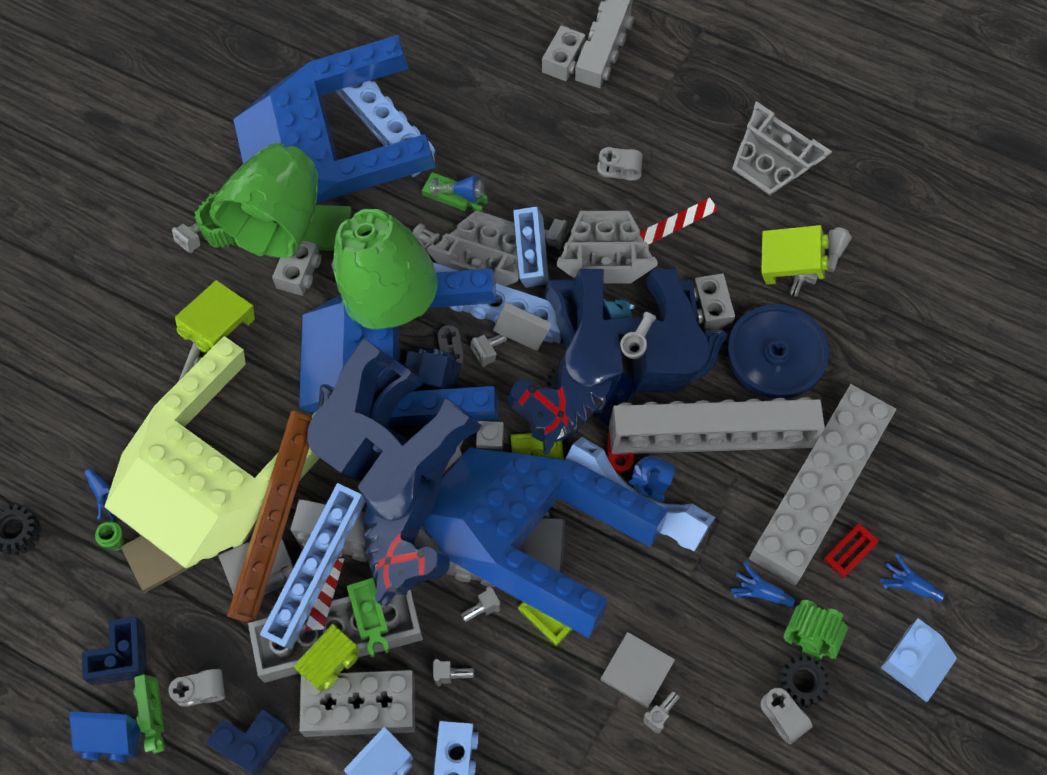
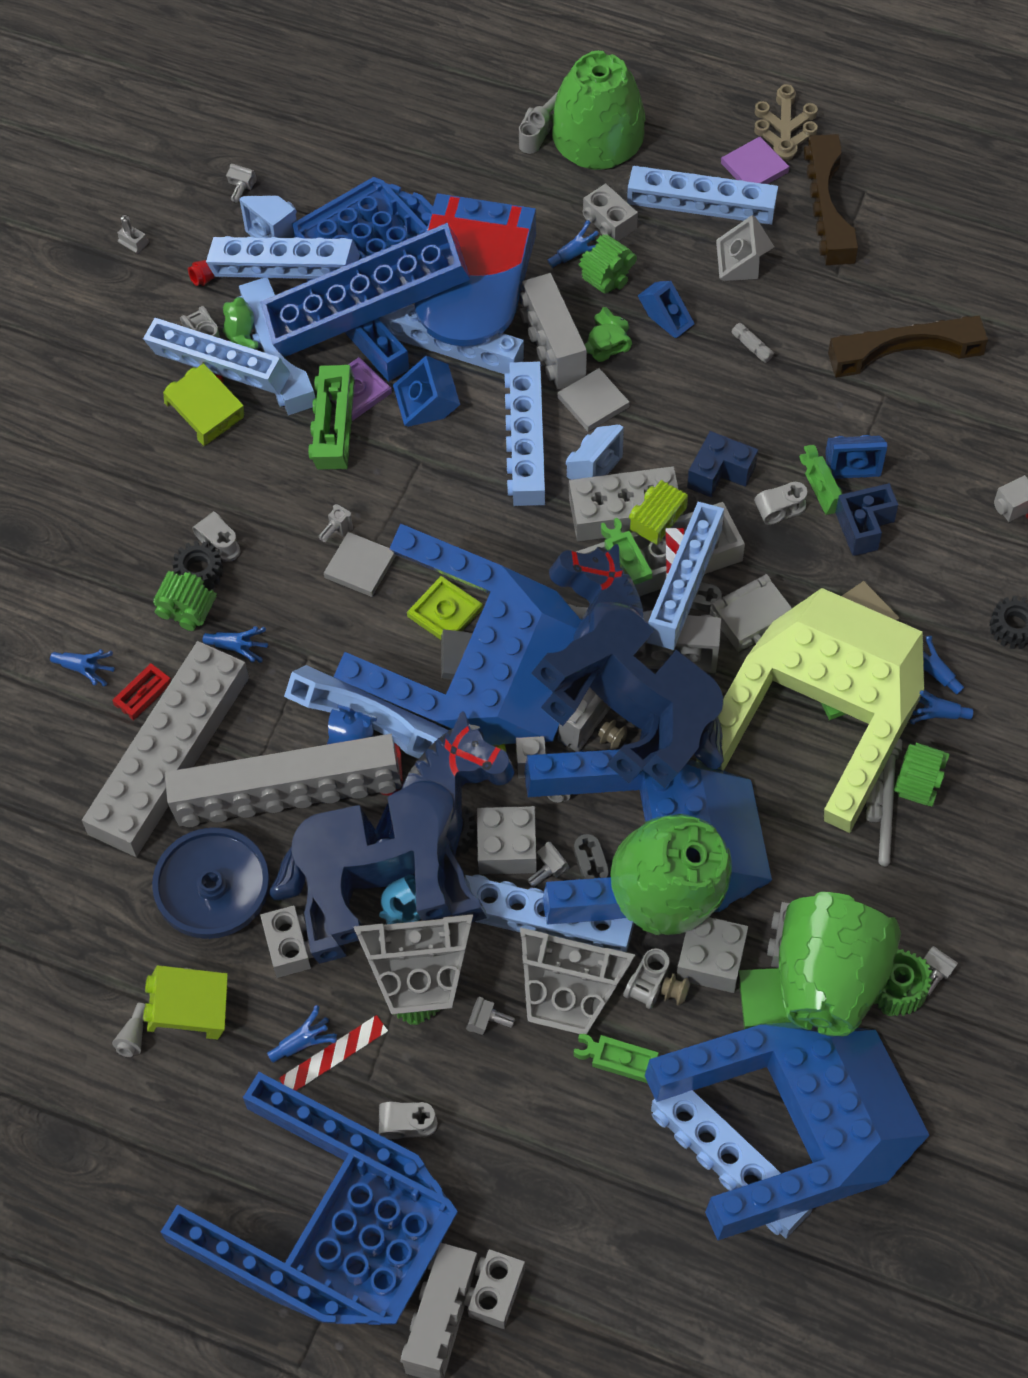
camera: 175 degrees right, 5 degrees down
(109, 449) = (939, 708): none -> blue piece
(110, 536) = (911, 613): bright green cone -> none
(149, 379) = (921, 773): none -> bright green brick
(213, 316) = (871, 857): lime panel -> none
(271, 520) = (743, 637): dark orange tile -> none
(436, 368) = (603, 815): dark blue brick -> none
(444, 673) = (548, 539): light grey piece -> none
(468, 188) = (596, 1045): piece -> none
(519, 359) = (506, 840): none -> light grey brick
(522, 326) = (510, 869): light grey tile -> none
(531, 247) = (509, 978): light blue brick -> none
(637, 338) = (371, 812): light grey bar -> none
(657, 80) = (364, 1238): none -> blue wedge
(697, 229) = (302, 1038): none -> blue piece
(774, 152) = (201, 1154): light grey wedge -> none
(920, 660) = (85, 596): light blue slope -> none

